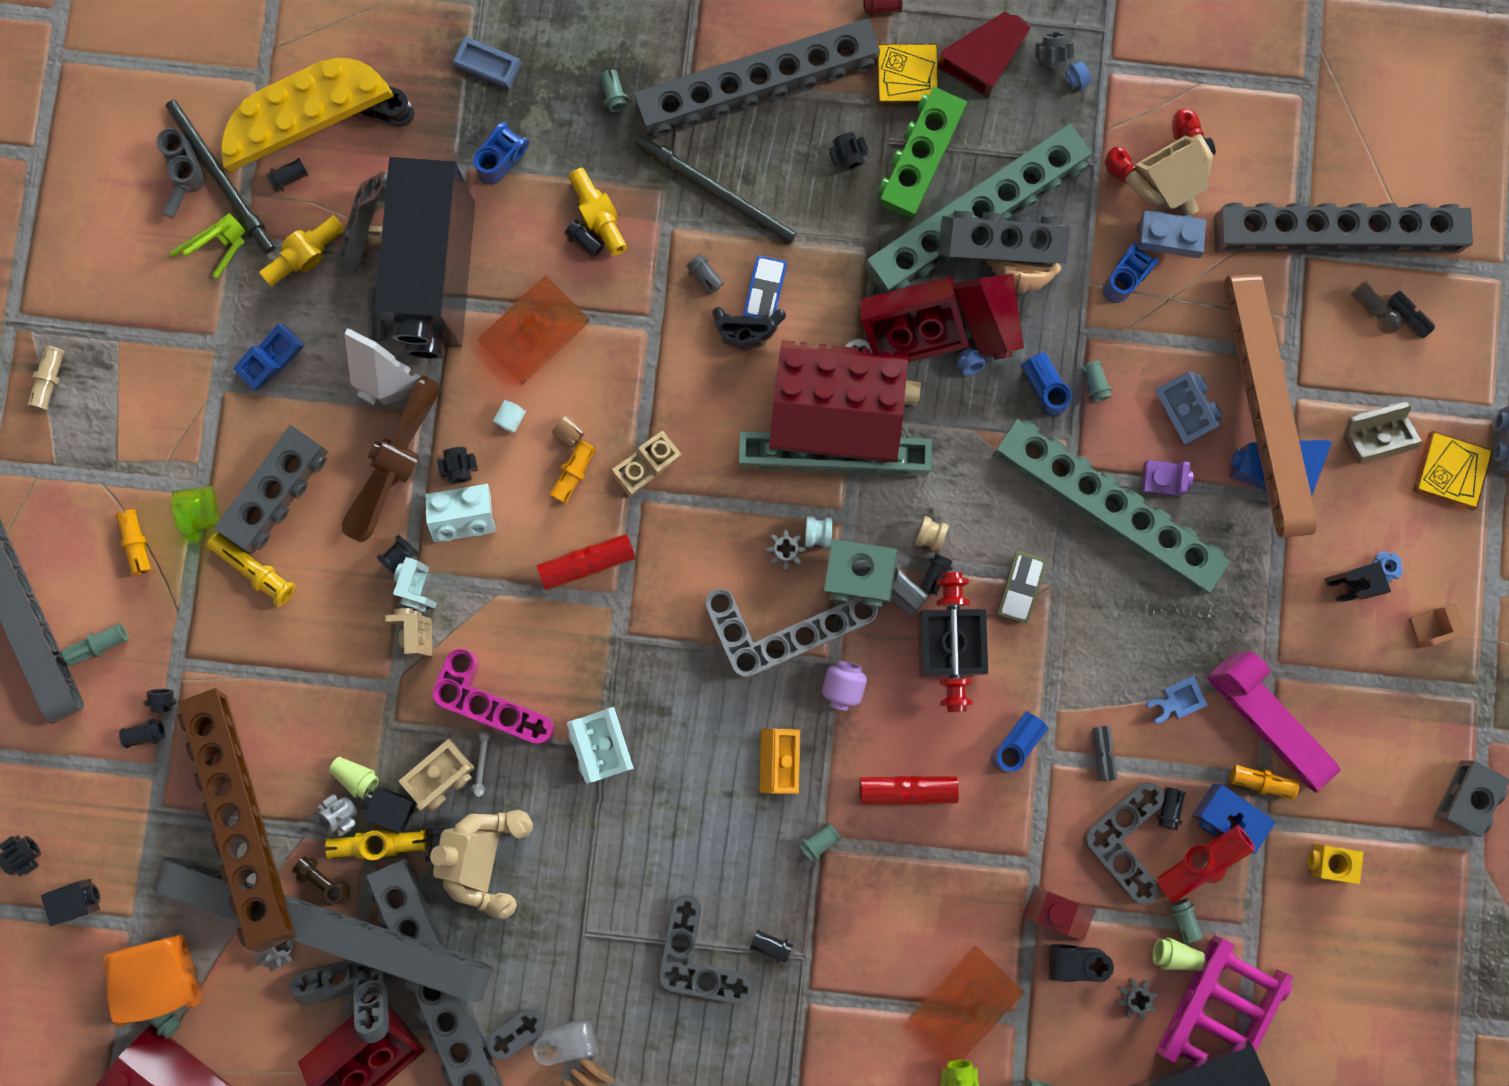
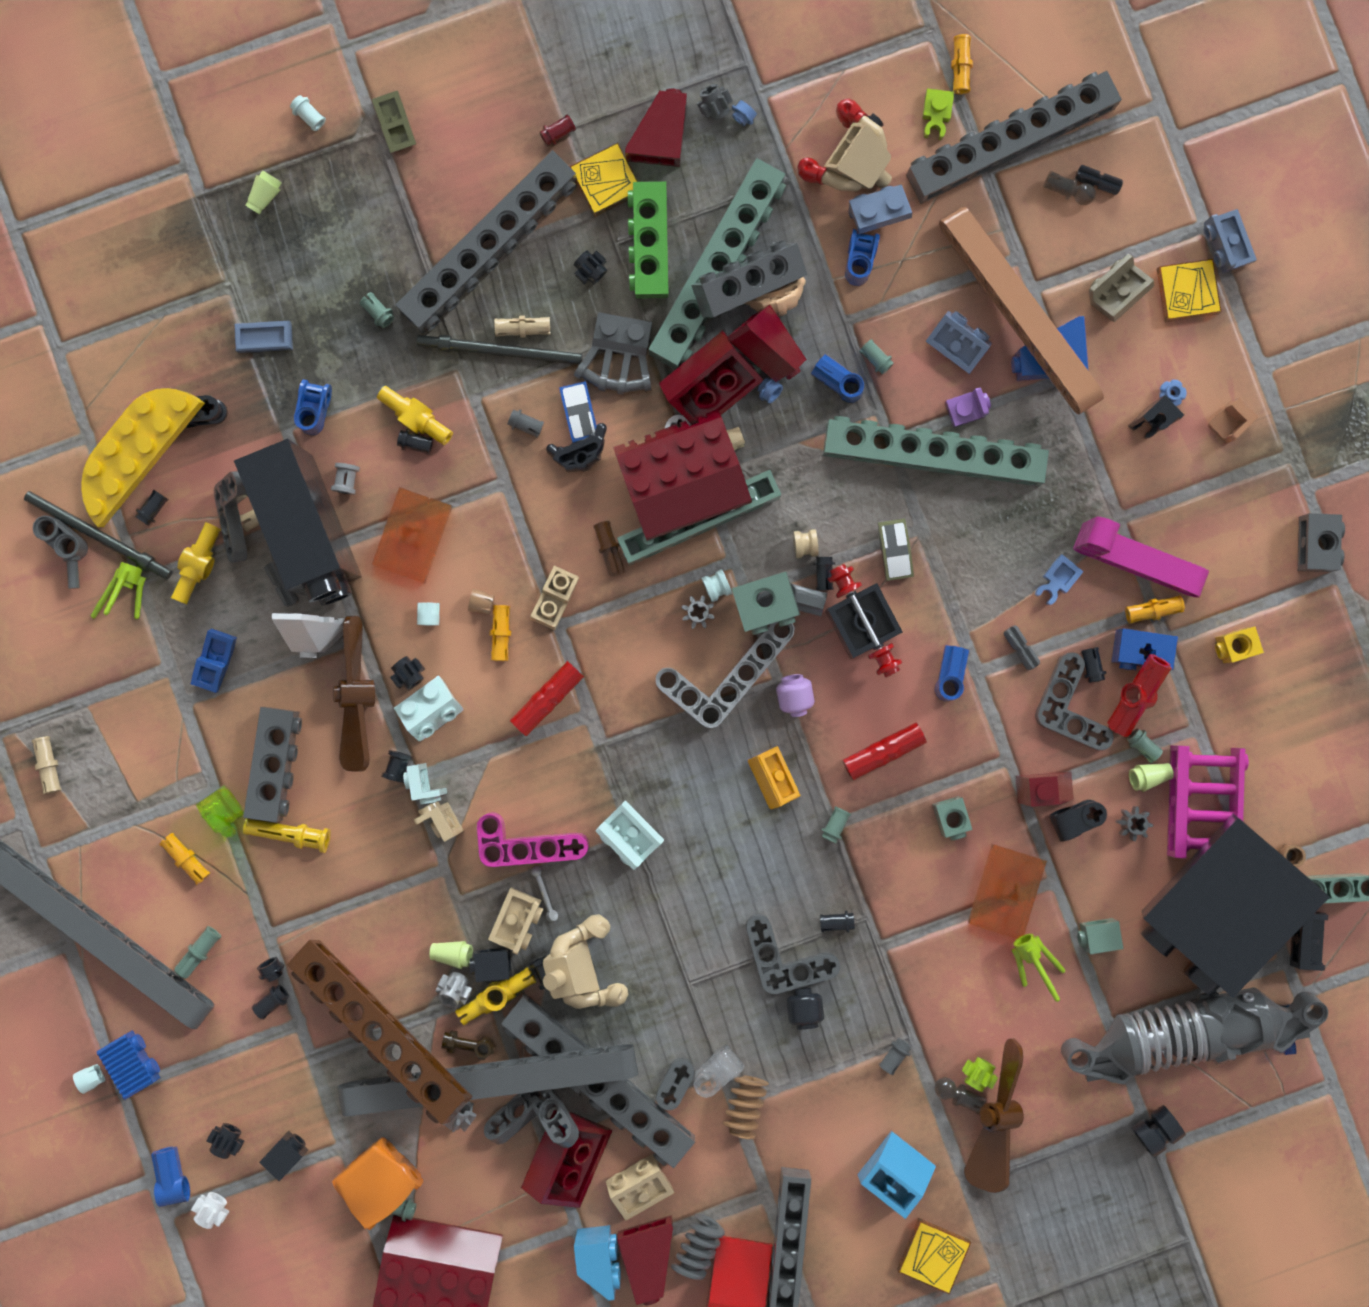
camera: 25 degrees left, 5 degrees up
(494, 250) = (348, 488): none -> light grey bush
(692, 1022) = (805, 1009): none -> black head
(727, 440) = (609, 548): none -> reddish brown axle
(750, 177) = (522, 326): none -> tan pin
(844, 235) = (622, 337): none -> dark grey plate
(944, 881) = (941, 812): none -> sand green brick
(1277, 166) = (938, 110): none -> lime plate
(1323, 133) = (961, 64): none -> light orange pin

